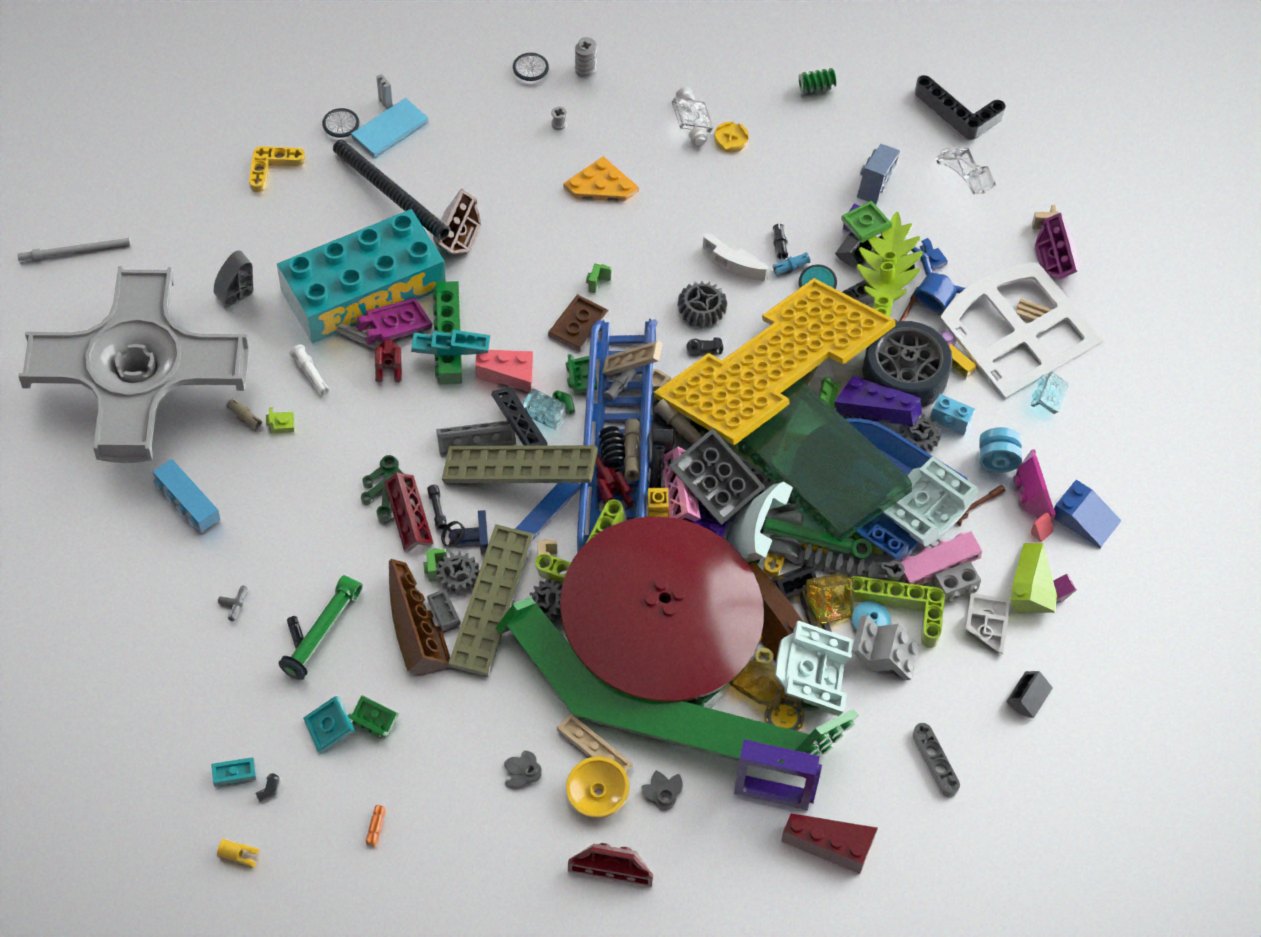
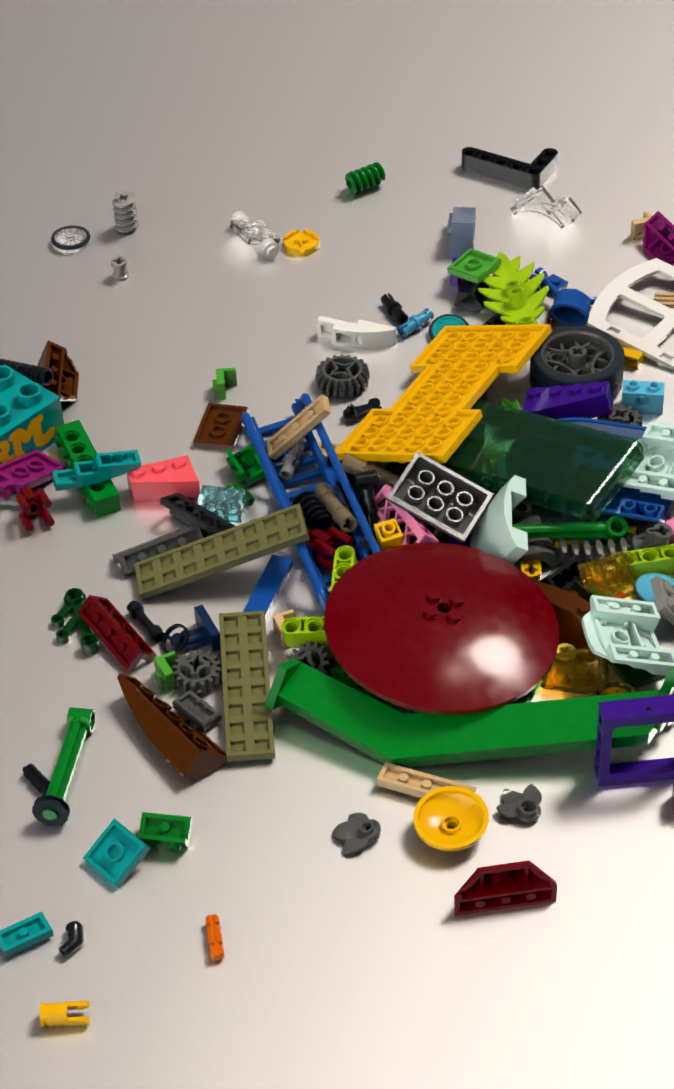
camera: 15 degrees left, 15 degrees down
(601, 182) = (188, 308): light orange plate -> none

